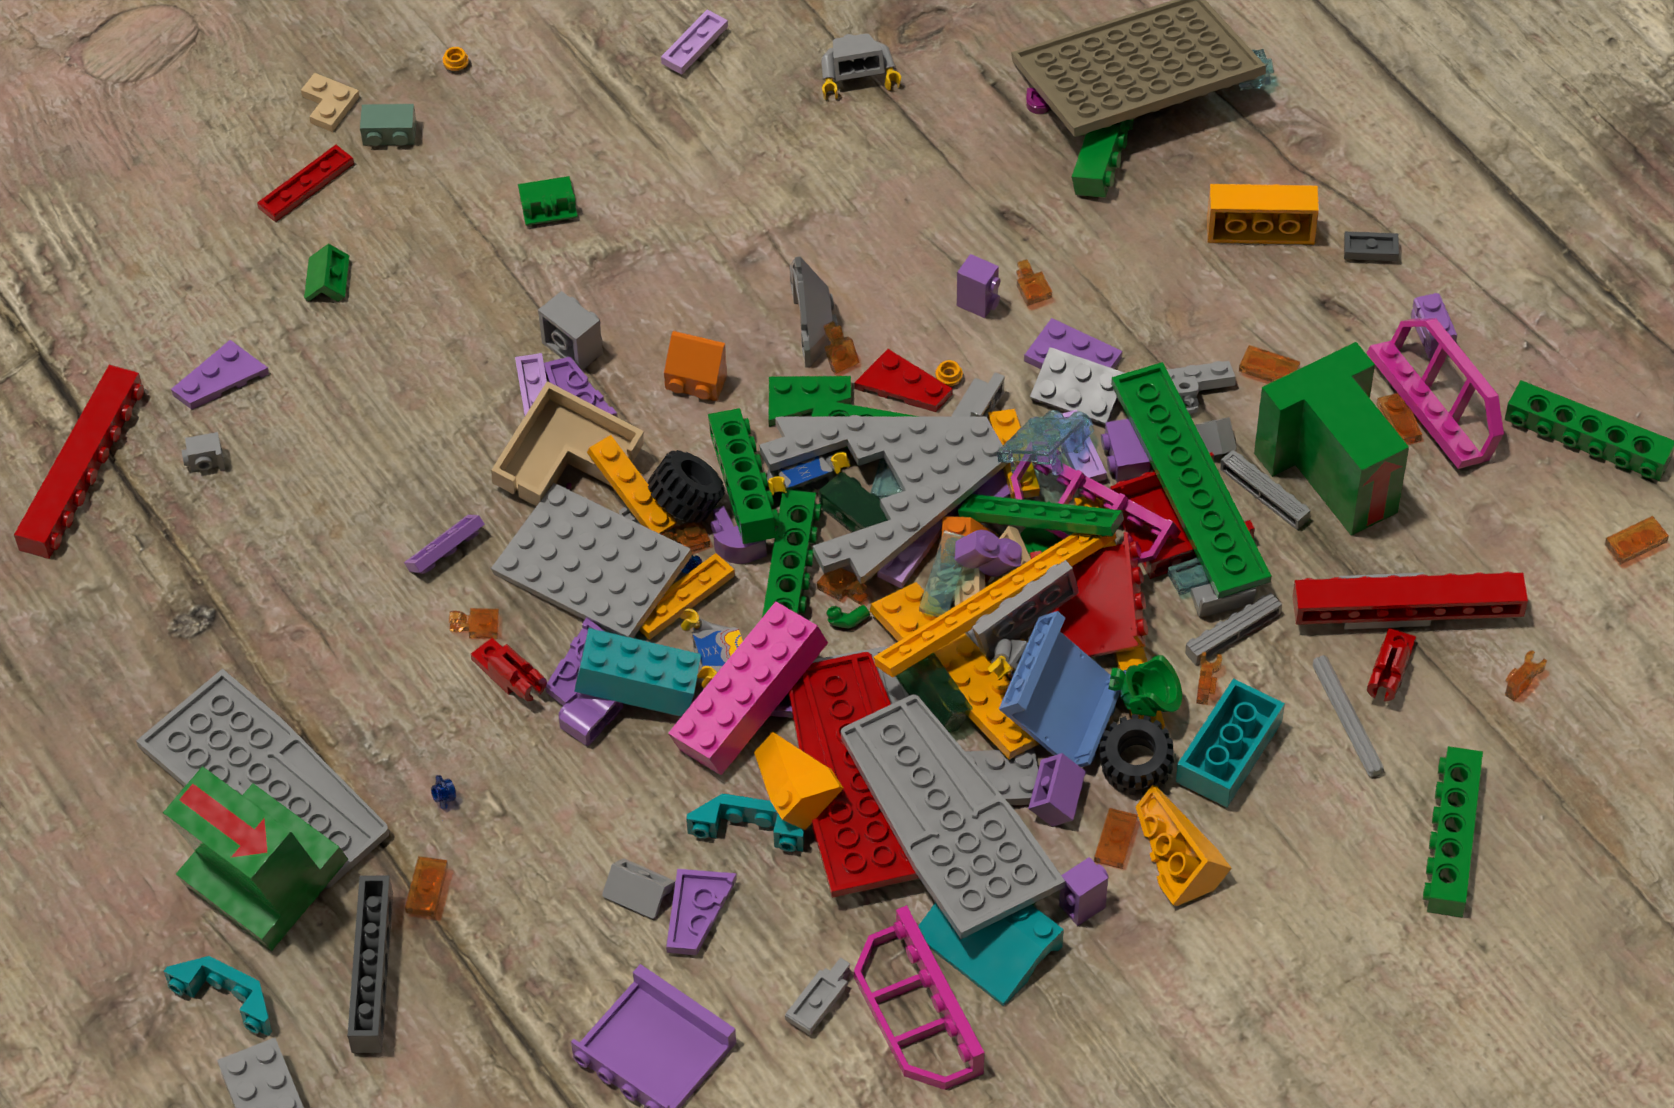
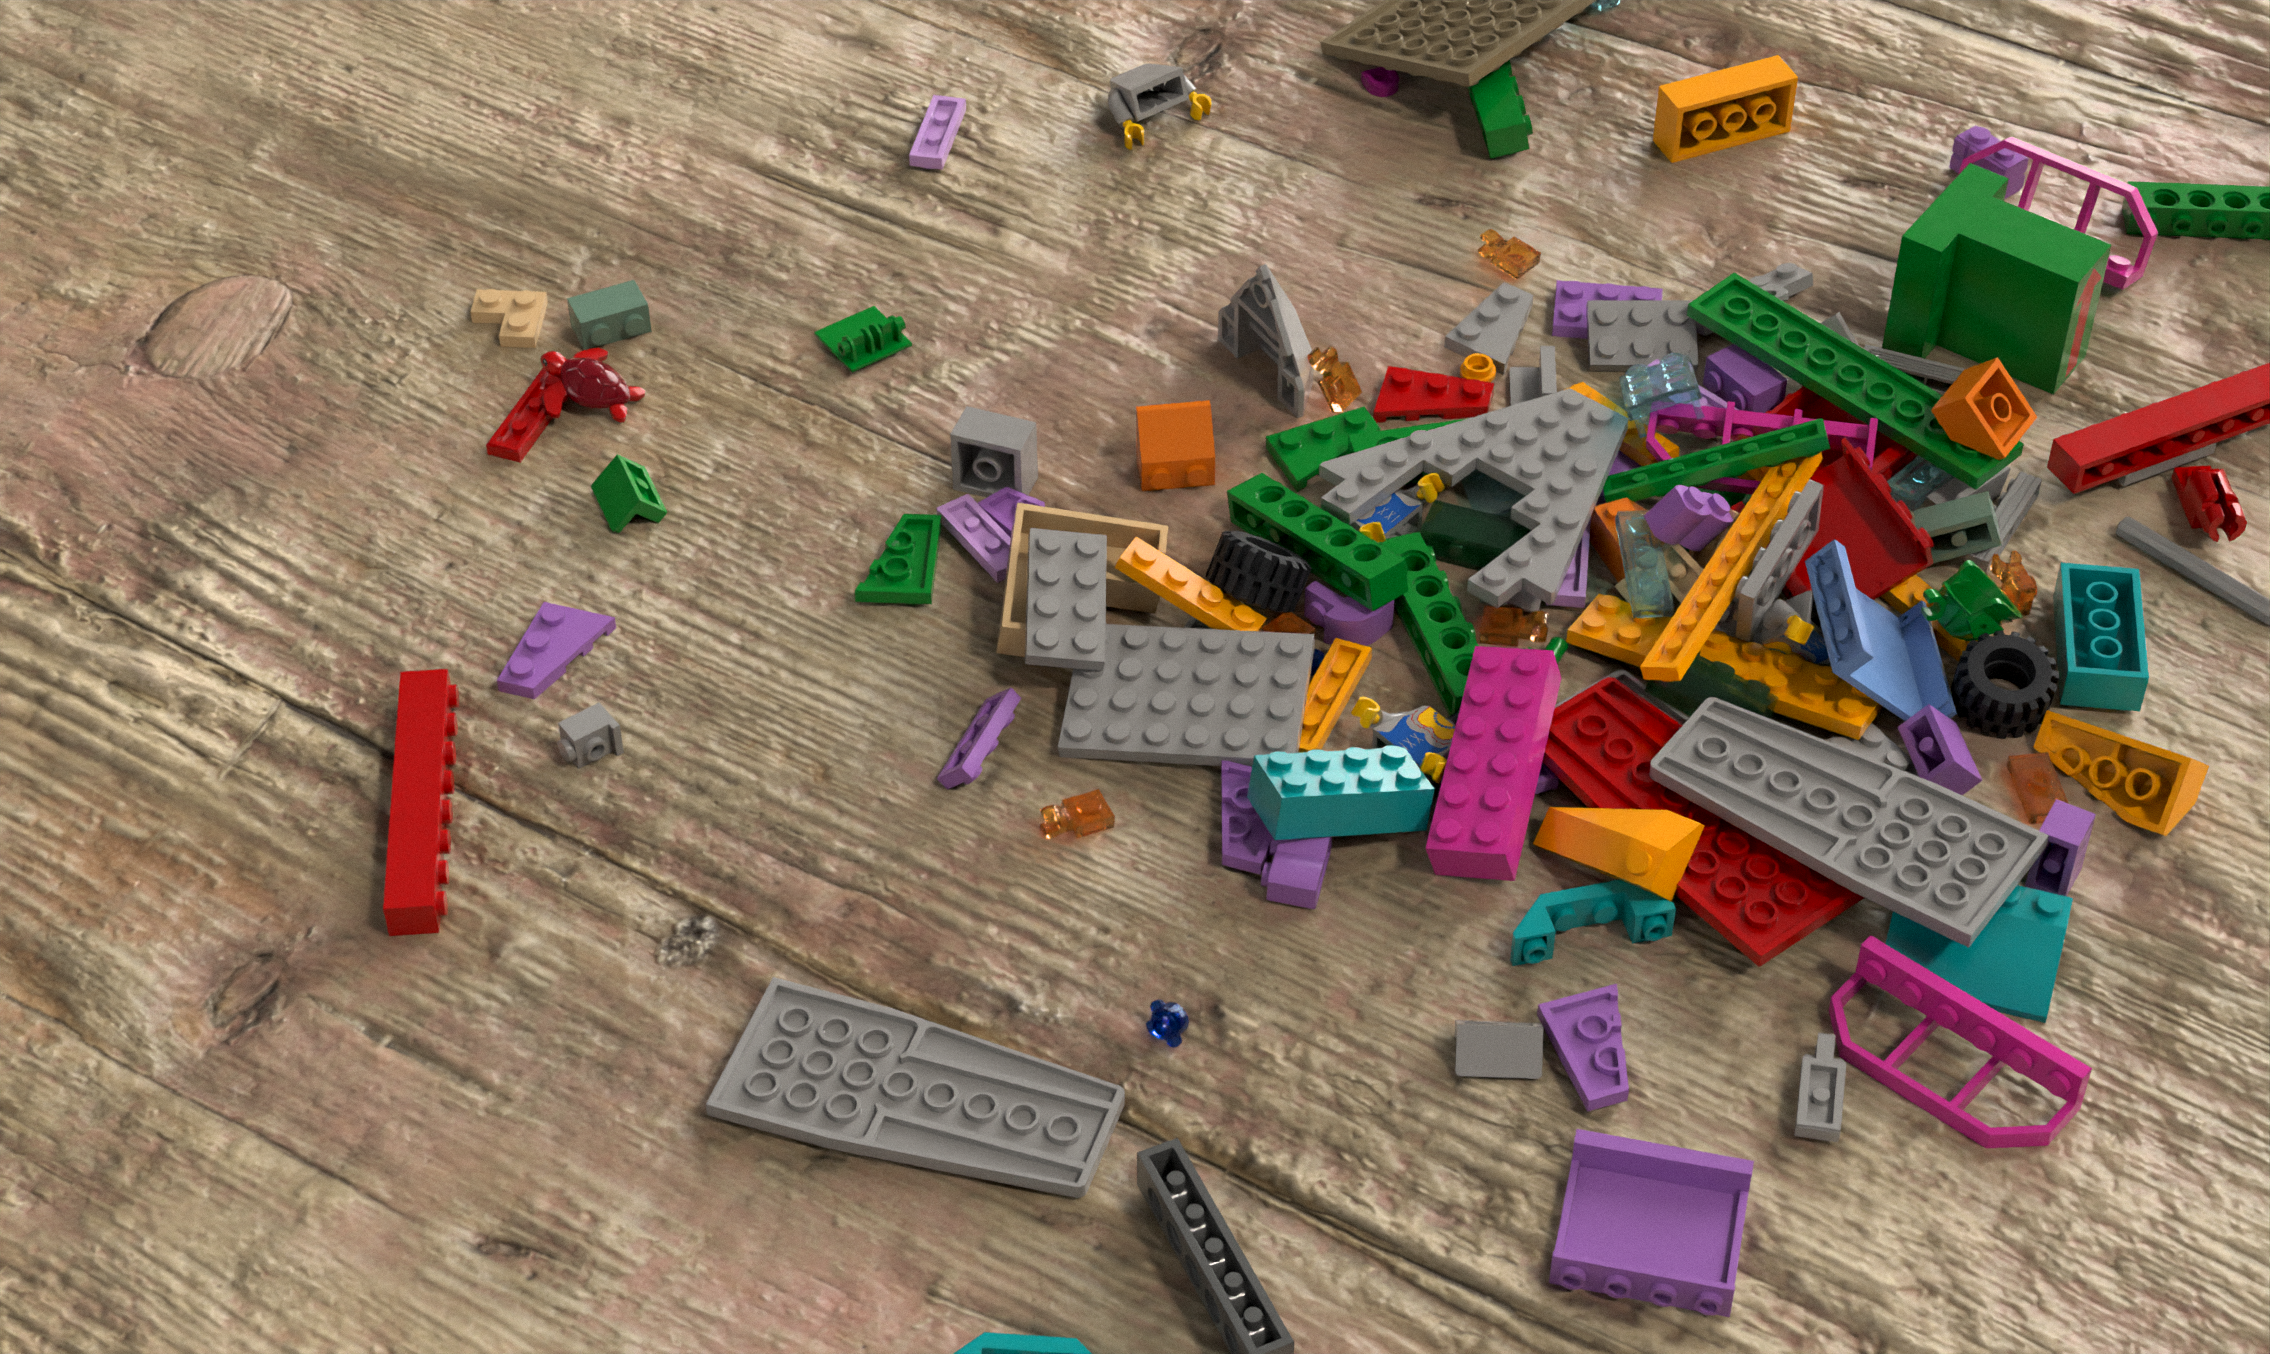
camera: 25 degrees left, 10 degrees down
(251, 855) = (978, 1175): green piece -> none
(344, 177) = (587, 383): none -> animal
(426, 886) = (1220, 1144): clear orange plate -> none
(455, 59) = (650, 227): light orange plate -> none
(475, 394) = (907, 565): none -> green wing
(508, 669) = (1161, 851): red plate -> none
(542, 464) = (1066, 599): none -> light grey plate
(978, 286) = (1457, 266): medium lavender brick -> none
(983, 340) = (1493, 326): none -> light grey wing
(1188, 623) = (1960, 526): none -> sand green brick
(1253, 542) = (1985, 410): none -> orange slope
(1266, 364) = (1838, 255): clear orange plate -> none
(1371, 246) = (1858, 111): dark grey plate -> none

